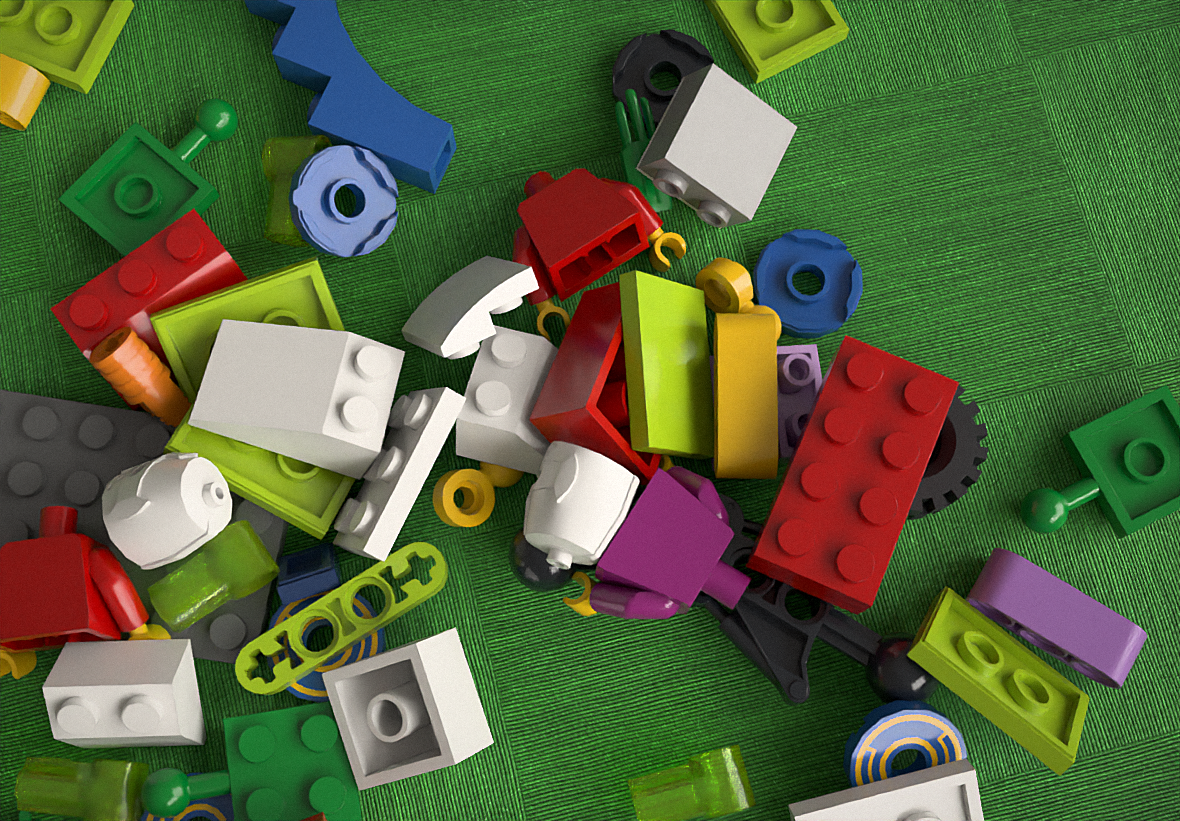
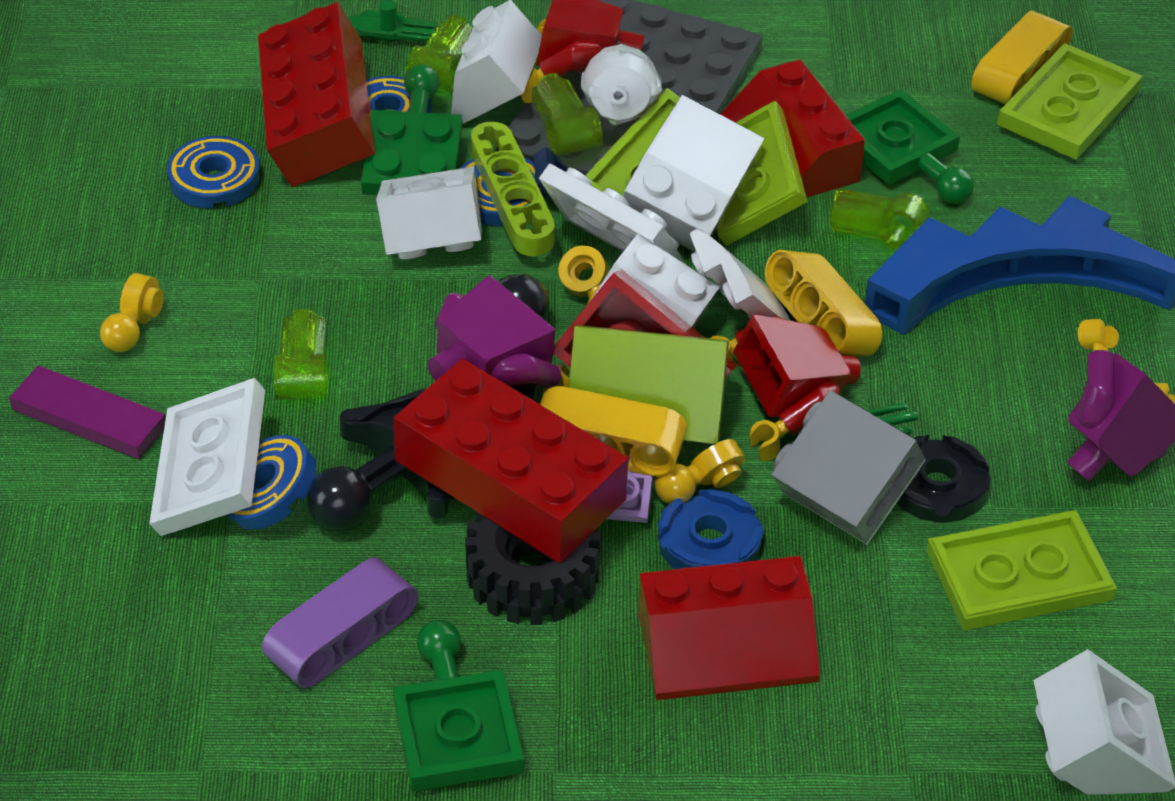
camera: 105 degrees right, 30 degrees down
(140, 376) = (739, 94): orange hinge -> none
(314, 205) = (849, 210): tile -> none
(457, 223) = (822, 298): none -> yellow beam
(577, 504) = (544, 279): white helmet -> none
(934, 236) = (728, 627): none -> red slope
(1001, 679) = (302, 547): lime tile -> none

